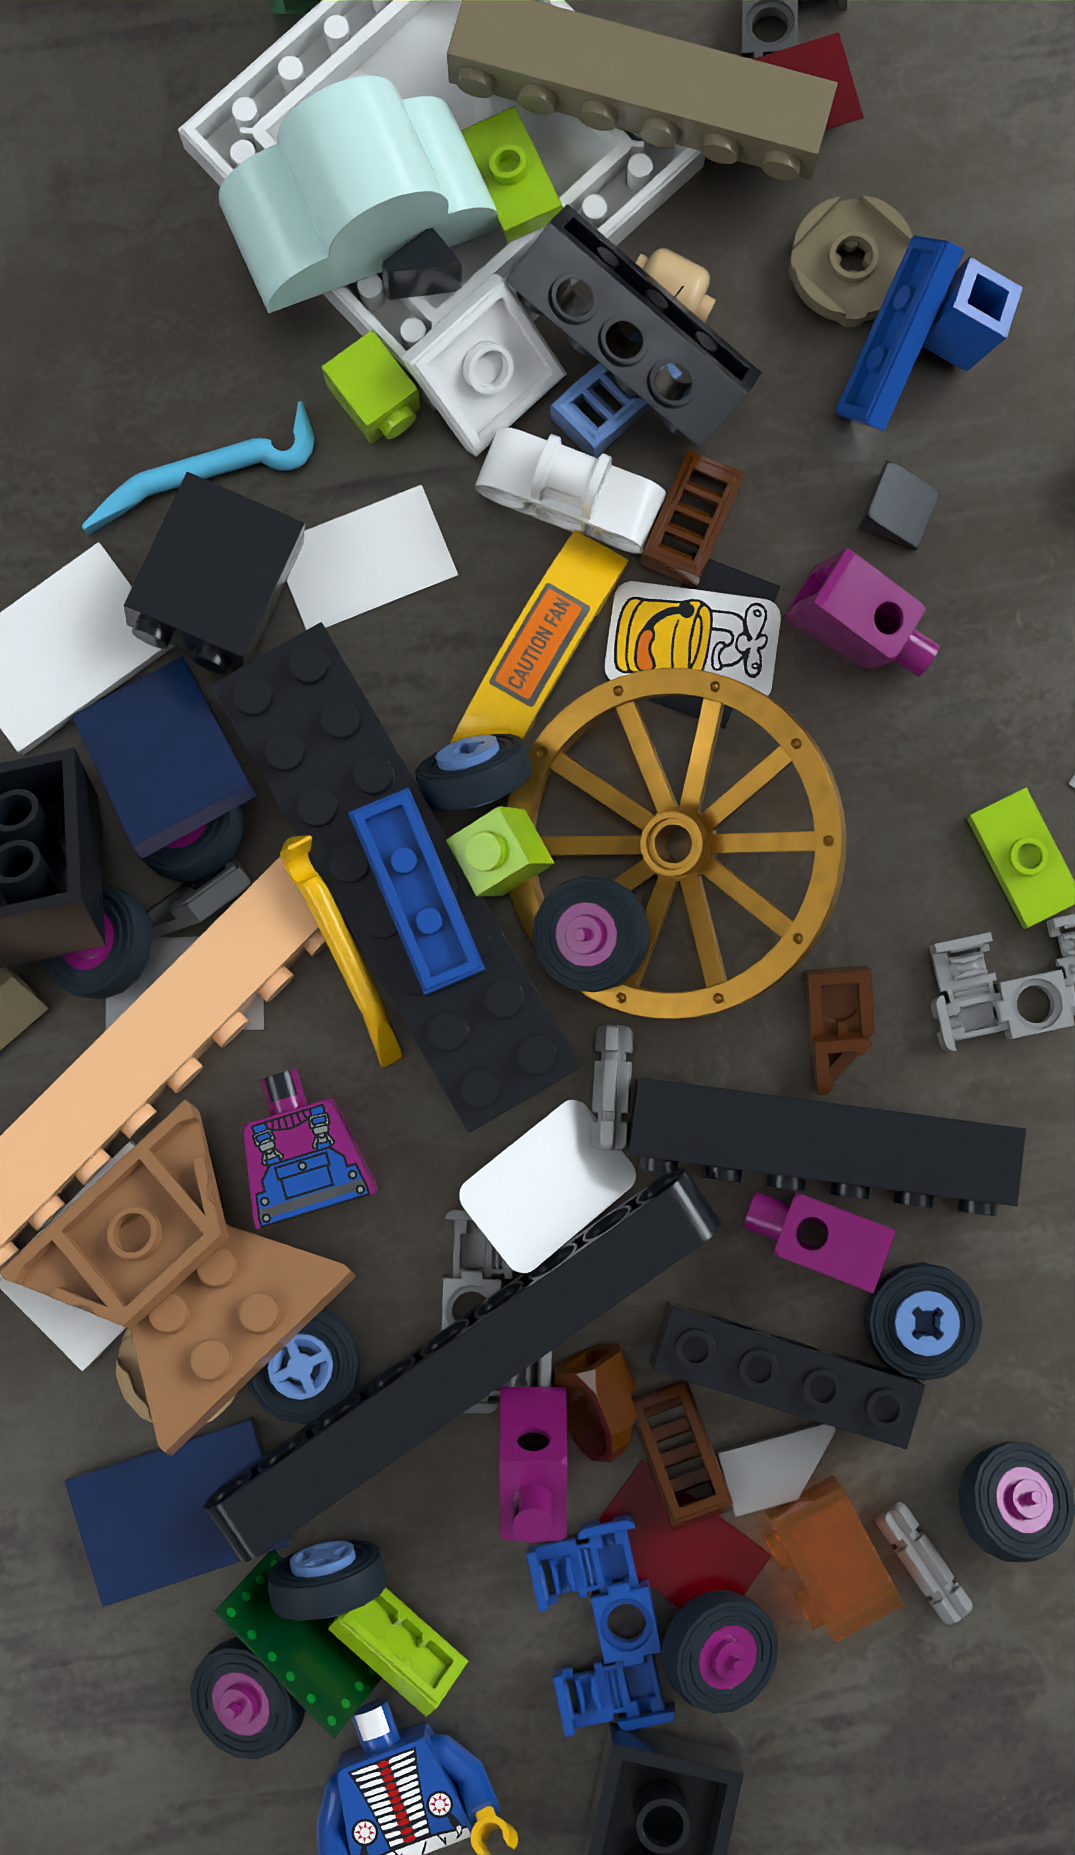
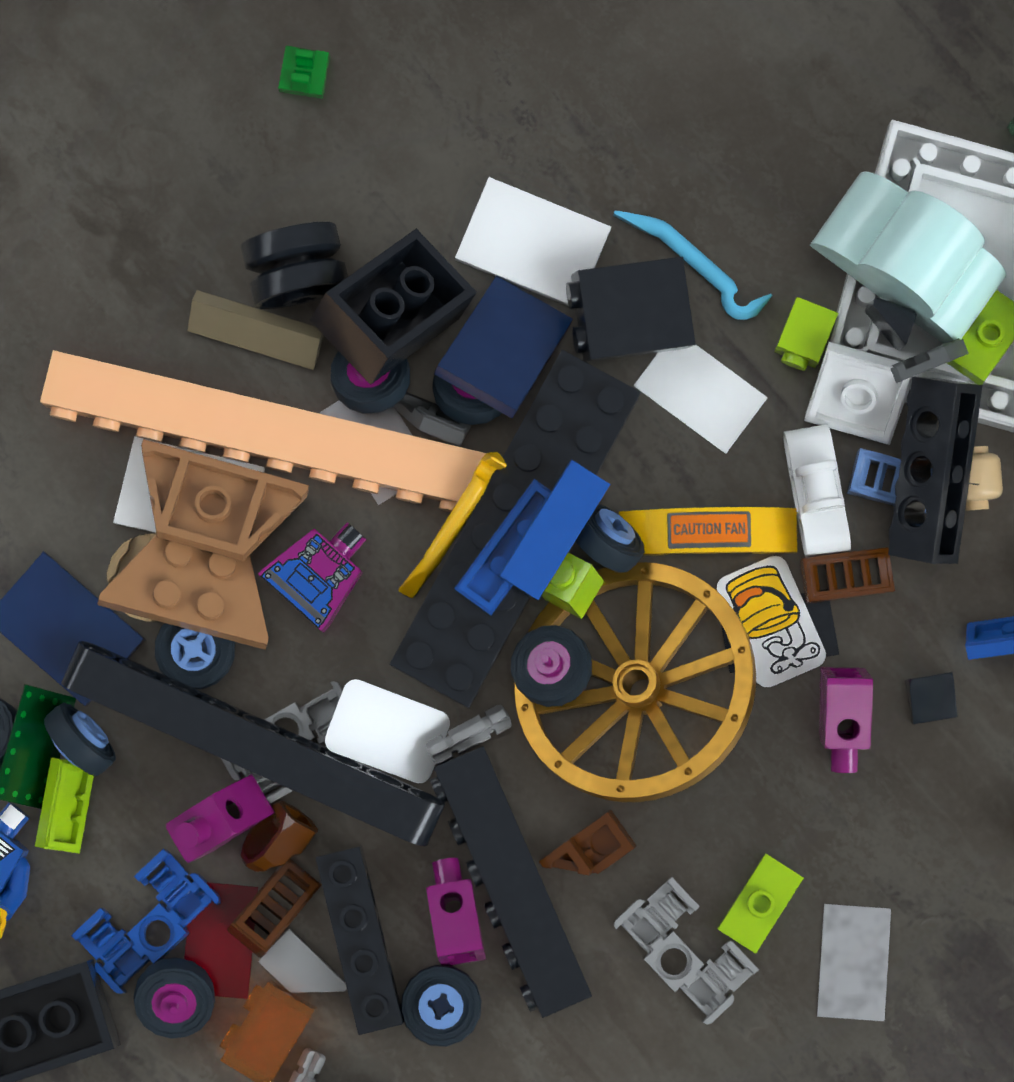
camera: 65 degrees right, 0 degrees up
(427, 824) = (554, 530): none -> blue tile
(498, 245) = (929, 360): none -> dark grey tile

